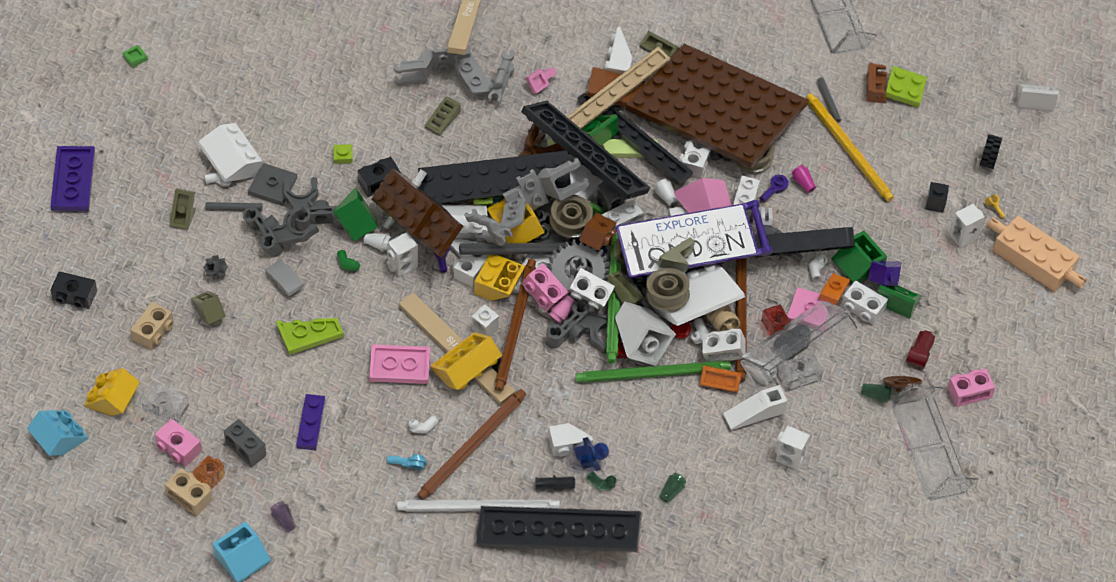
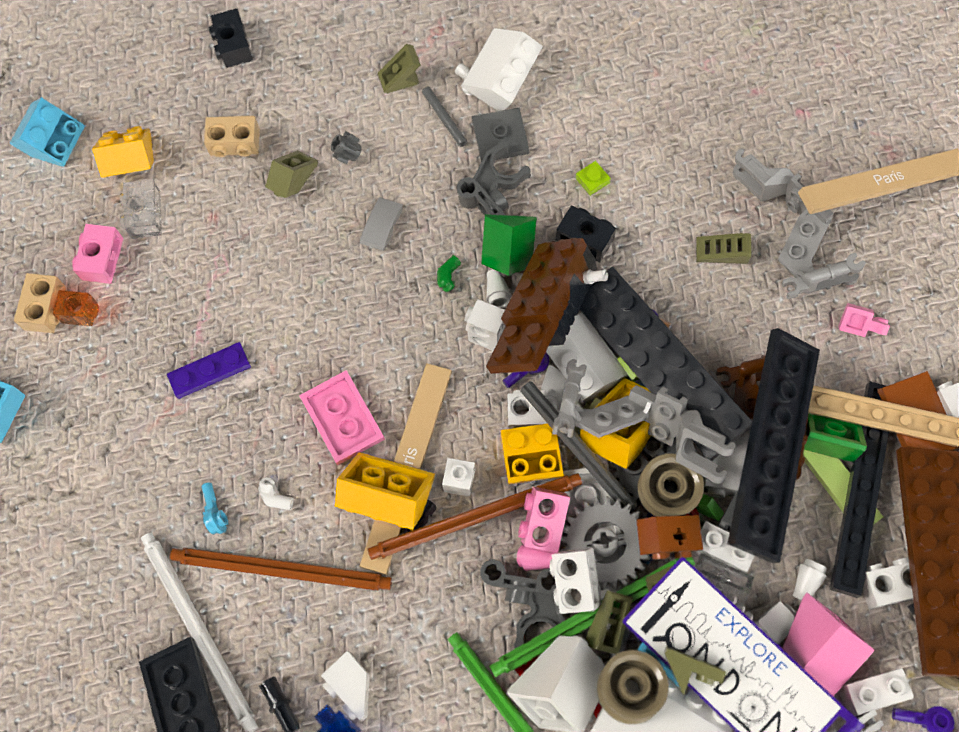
camera: 65 degrees right, 15 degrees up
(245, 443) = (133, 319): dark grey brick -> none
(275, 234) = (432, 175): dark grey piece -> none
(282, 514) = (62, 419): clear purple cone -> none
(308, 334) = (321, 293): lime wing -> none

